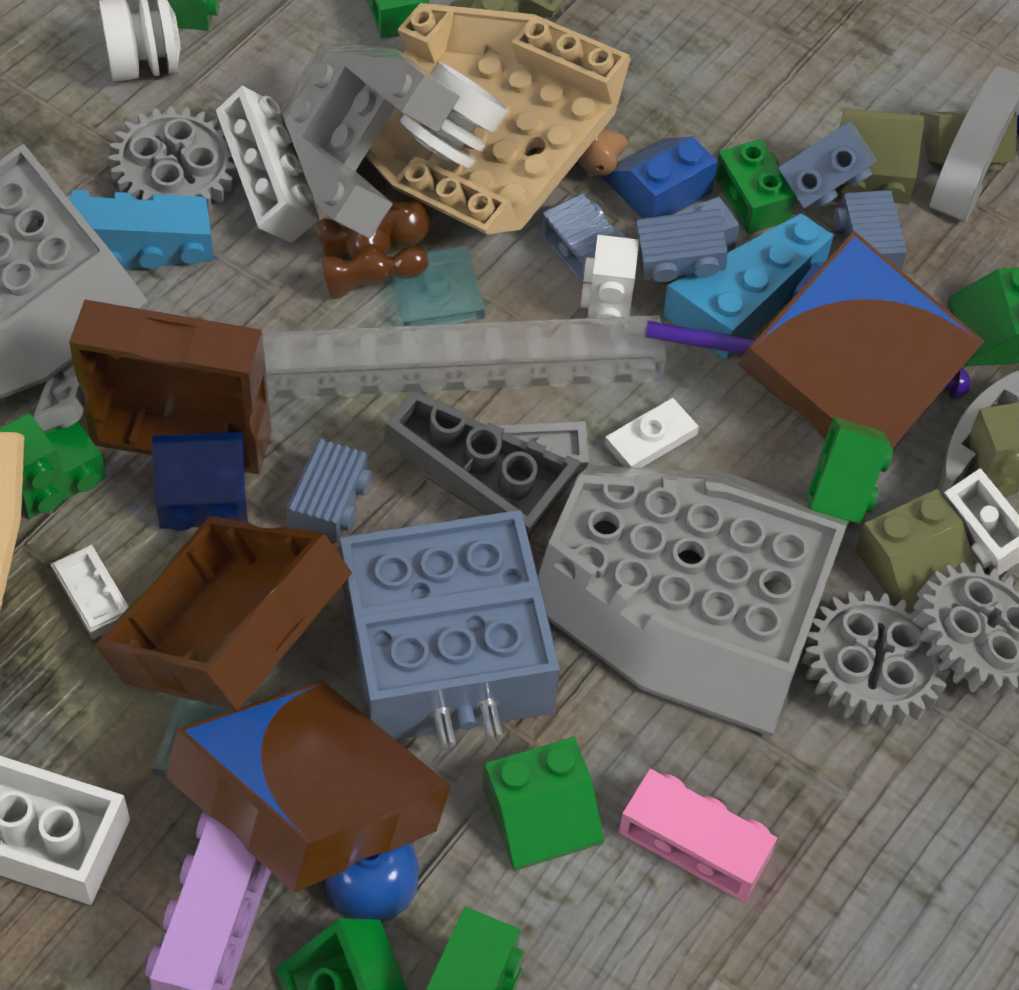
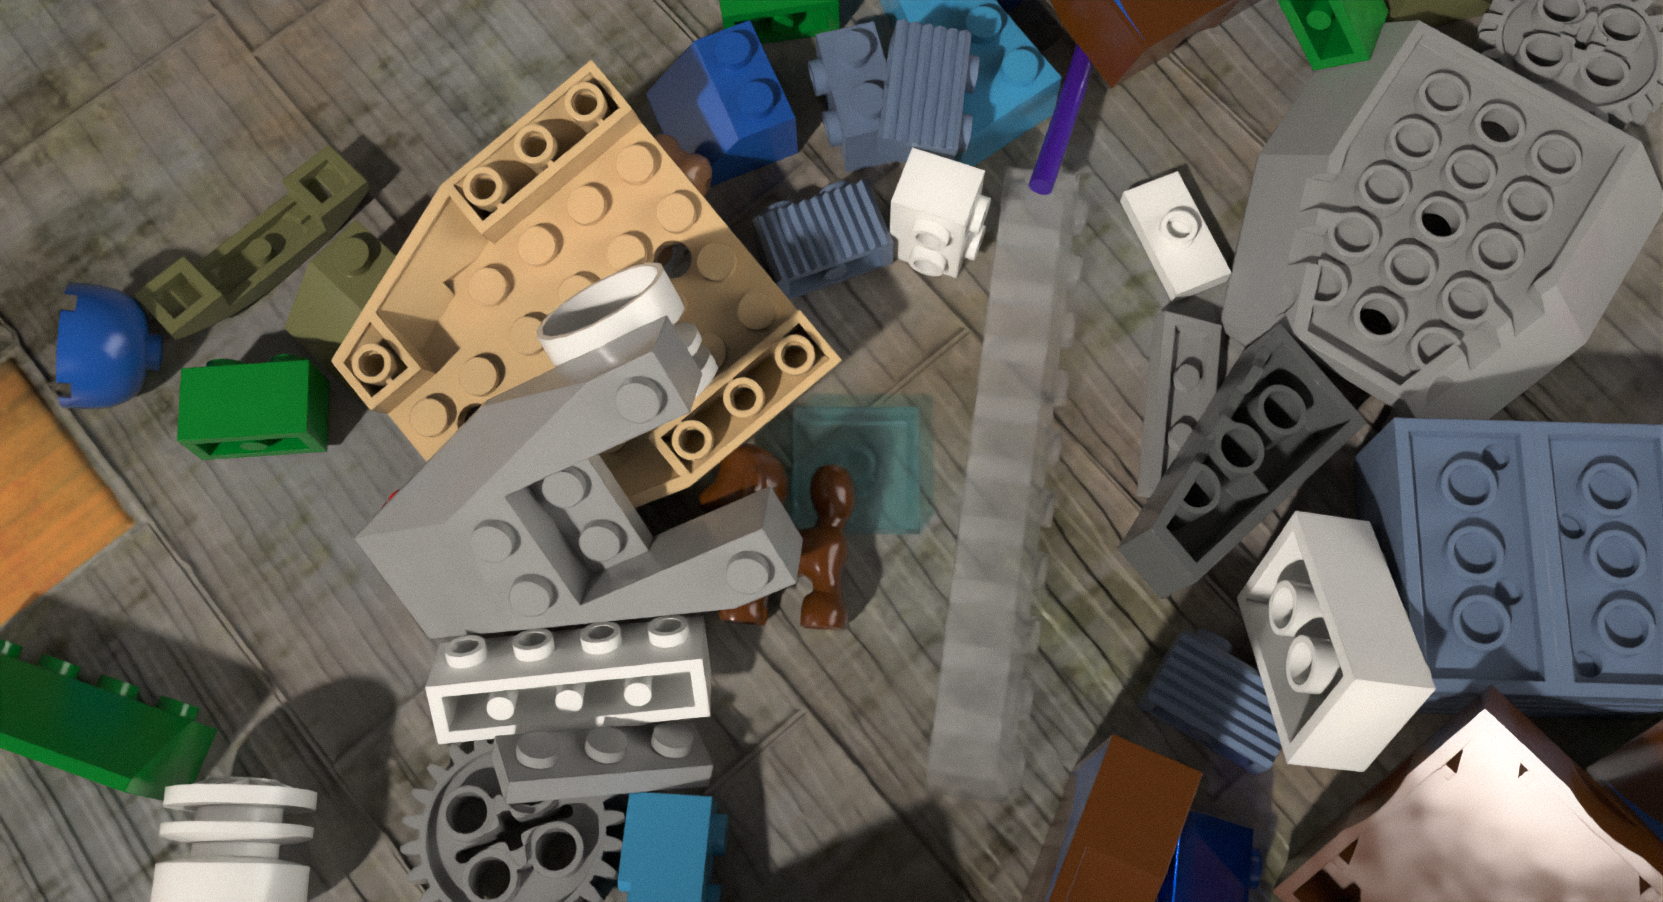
camera: 70 degrees left, 15 degrees up
(220, 180) = (600, 761): none -> light grey plate
(367, 499) = (1333, 643): none -> white brick

